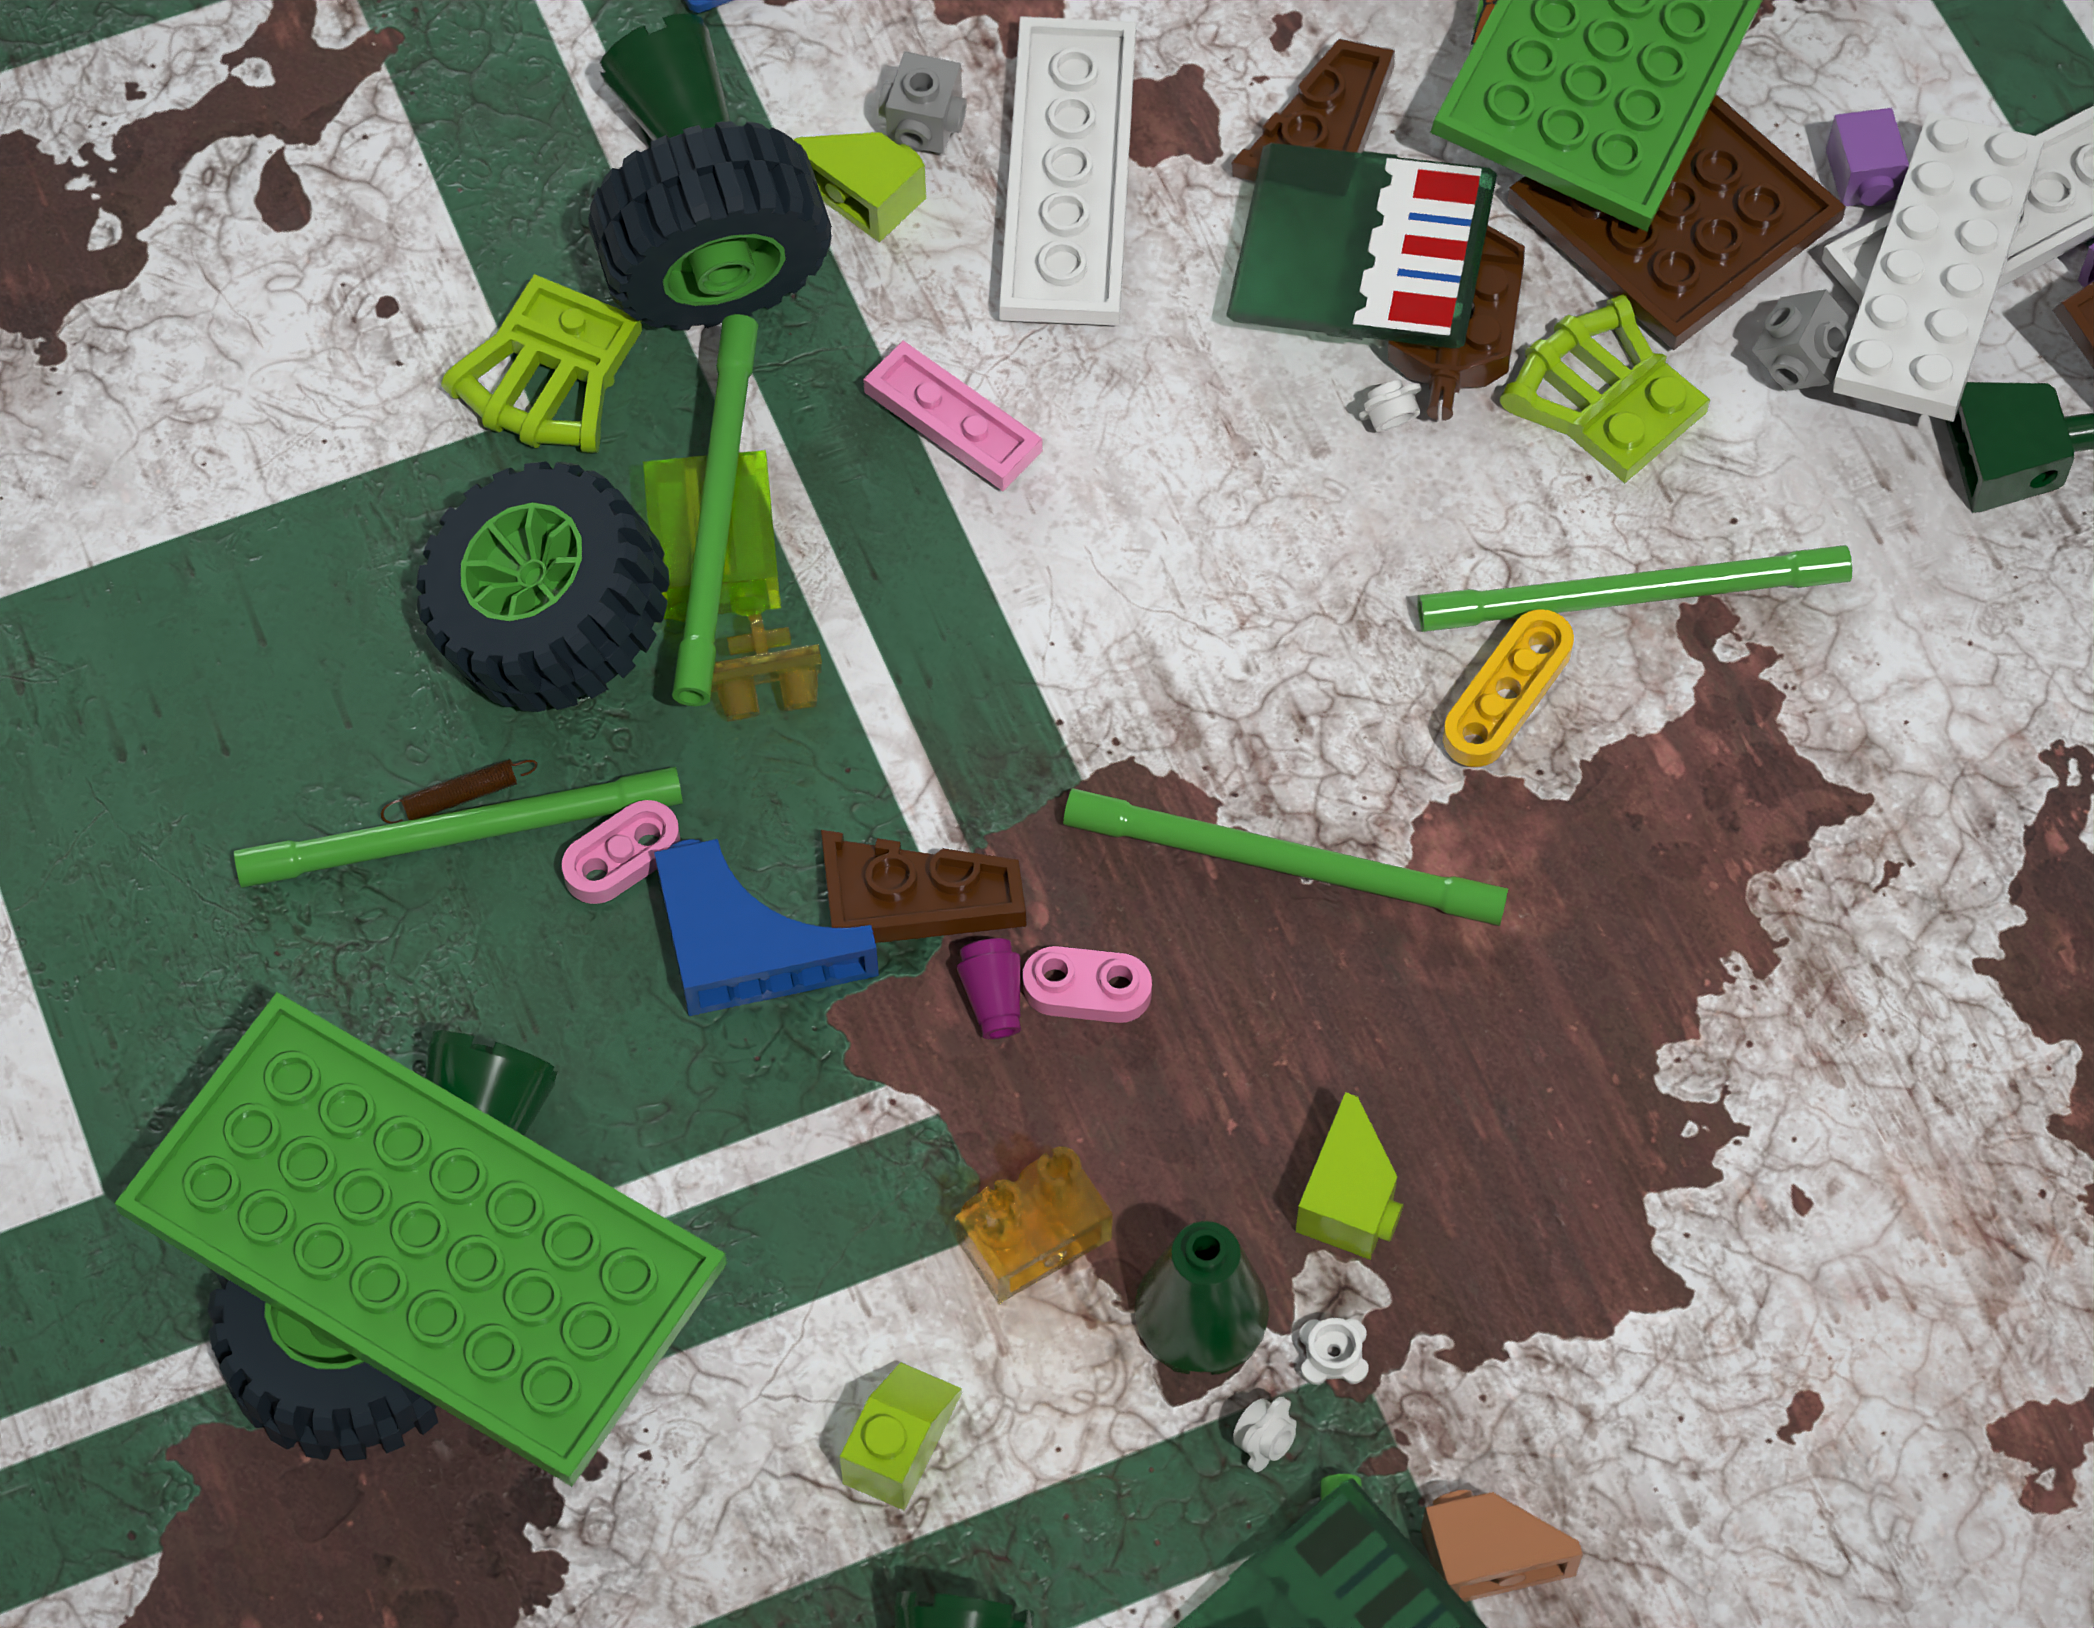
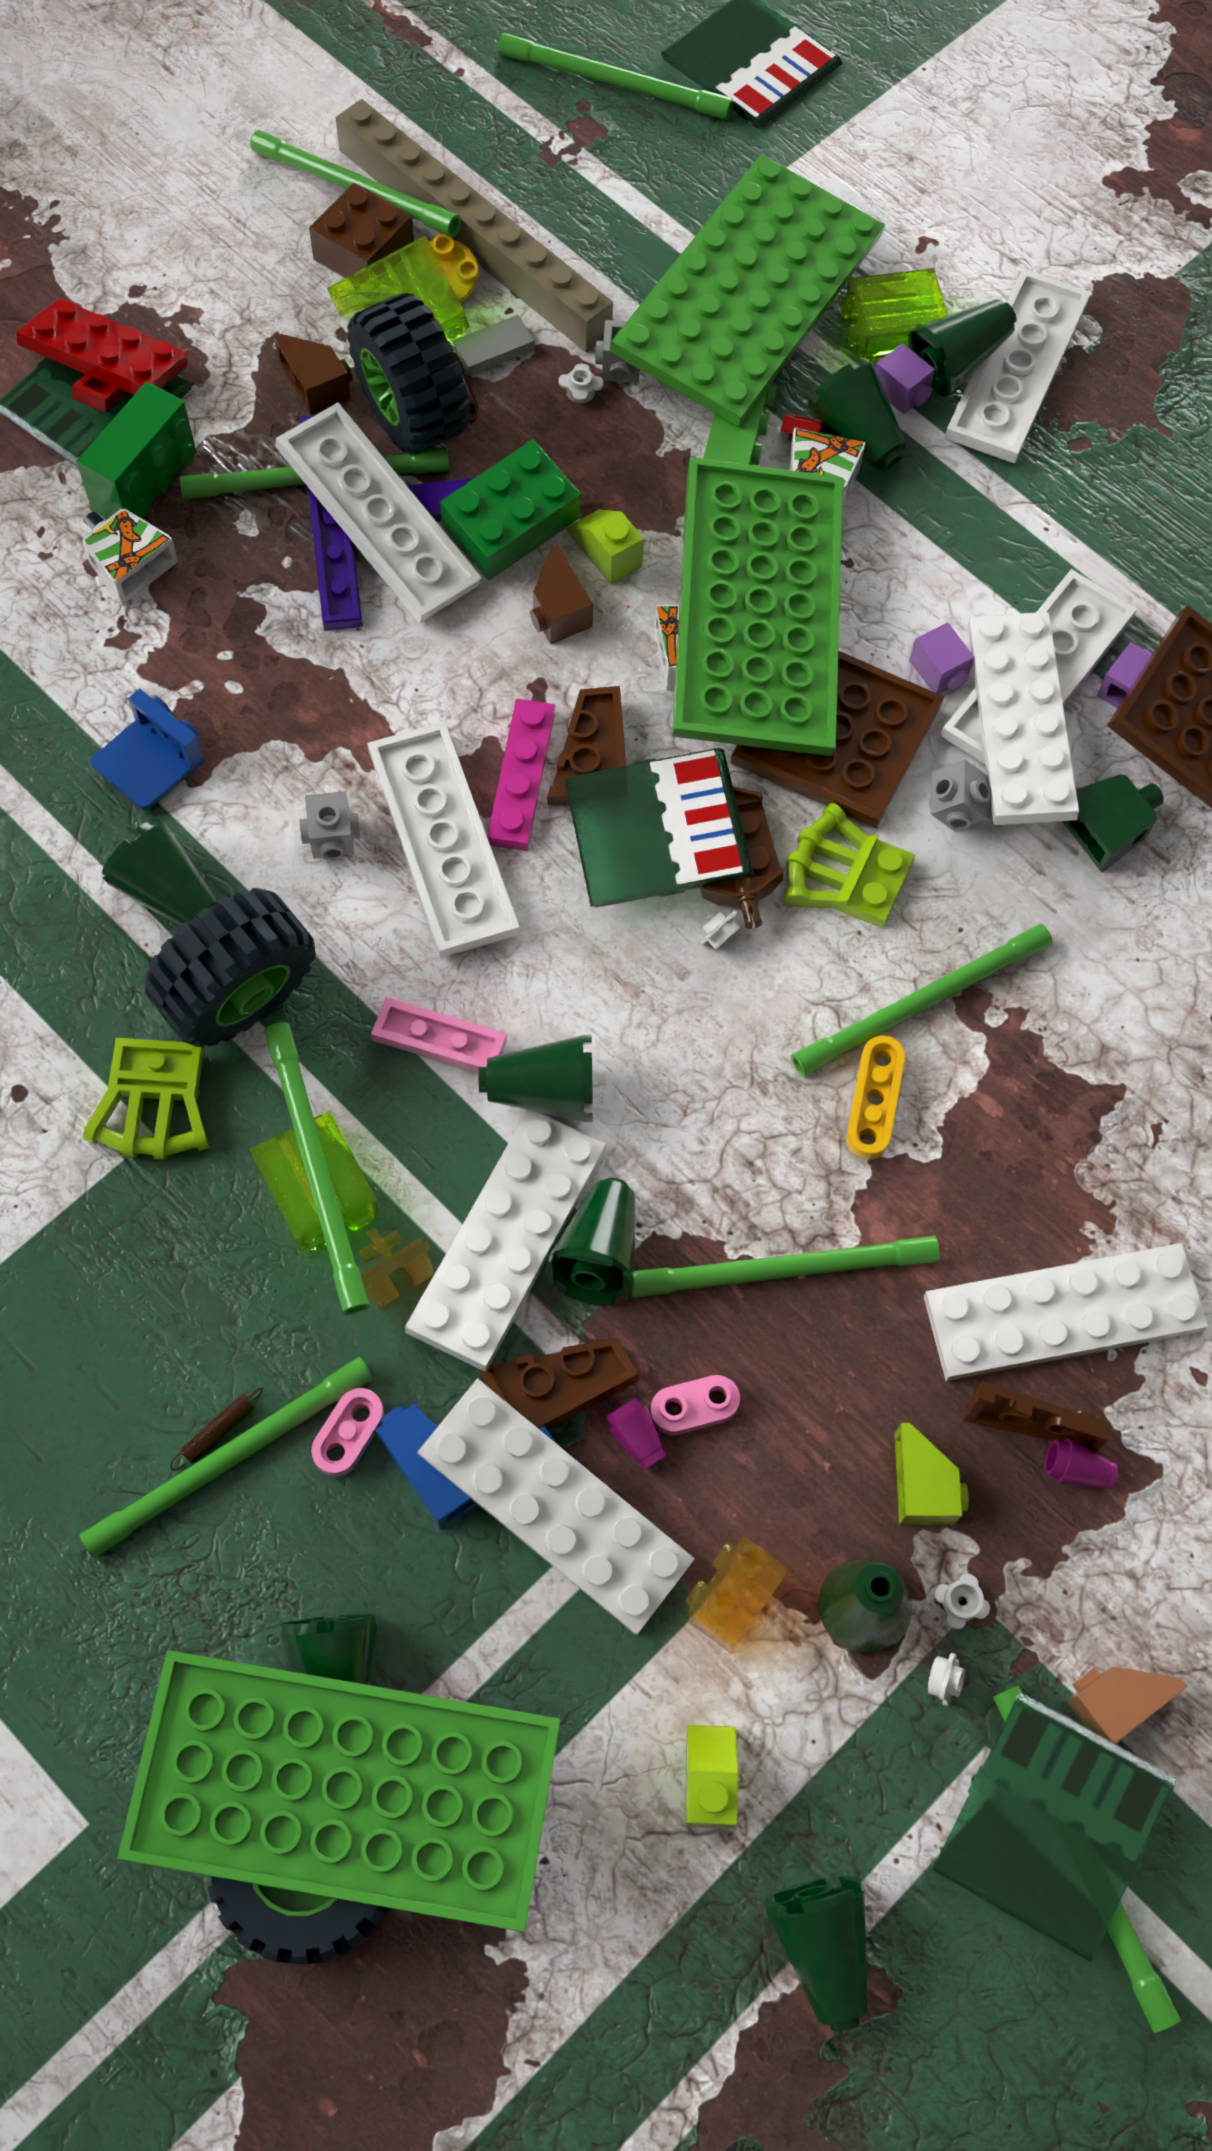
camera: 25 degrees left, 5 degrees up
(542, 586) = (220, 1267): black wheel -> none
(844, 1028) = (556, 1506): none -> white plate
(867, 178) = (313, 890): lime slope -> none
(930, 691) = (505, 1240): none -> white plate
(1041, 739) = (598, 1246): none -> dark green cone
(1065, 507) = (543, 1078): none -> dark green cone
(1212, 125) = (521, 775): none -> dark pink plate
(1532, 1155) = (1033, 1417): none -> reddish brown wing
(1572, 1243) = (1078, 1465): none -> magenta cone
(1648, 1050) = (1064, 1311): none -> white plate

